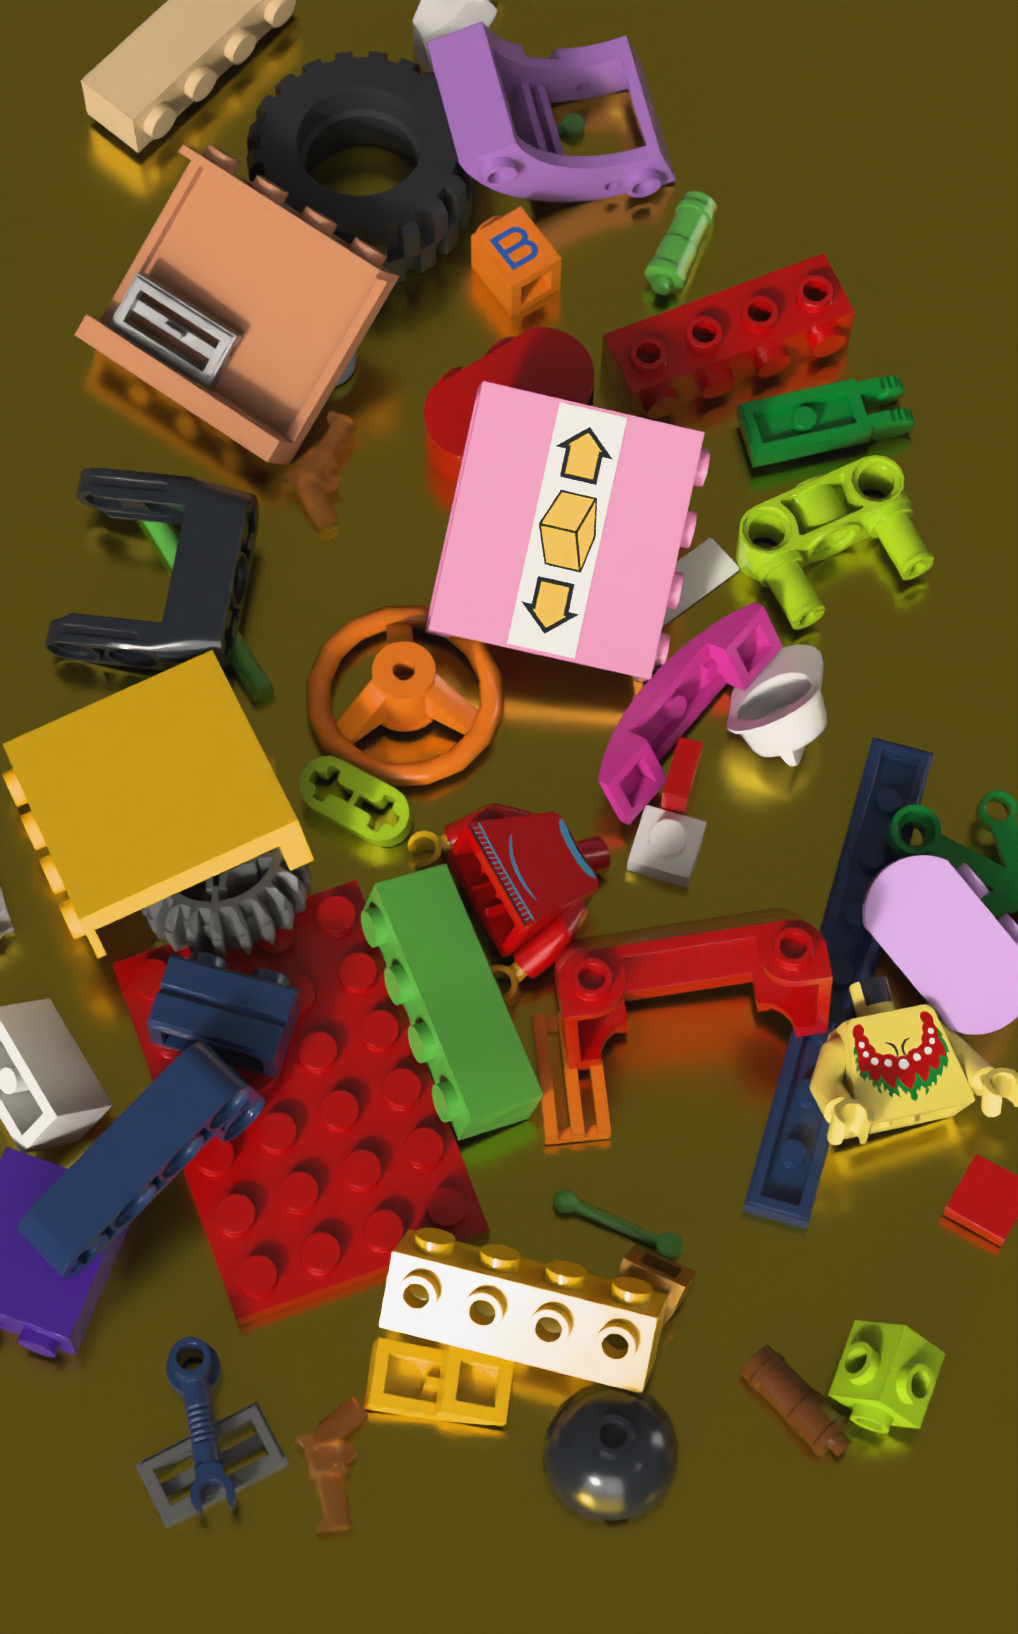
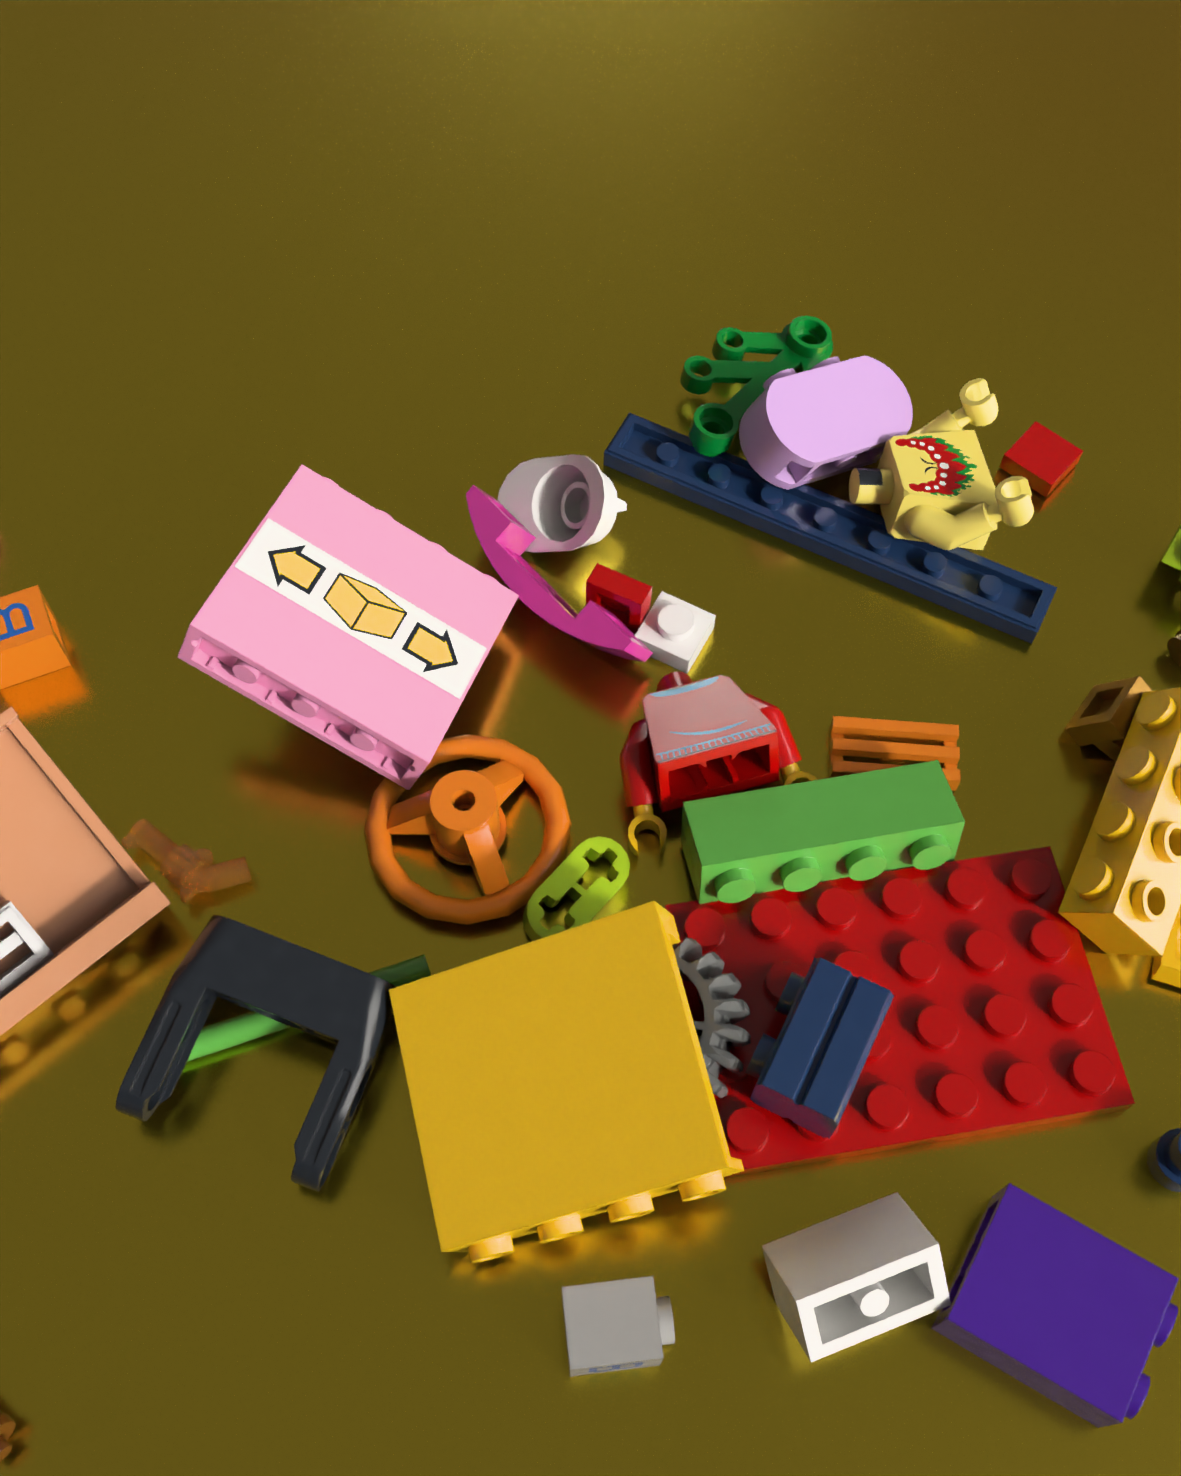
camera: 80 degrees left, 5 degrees down
(139, 1157) = (1001, 1156): dark blue beam -> none
(534, 361) = (177, 706): red brick -> none
(667, 1244) = (1063, 707): bright green hinge -> none
(680, 245) = (56, 503): bright green piece -> none
(727, 338) = (172, 484): red brick -> none
(766, 947) = (822, 665): red windscreen -> none
(822, 419) = (277, 430): green hinge -> none
(823, 520) = (382, 444): lime piece -> none

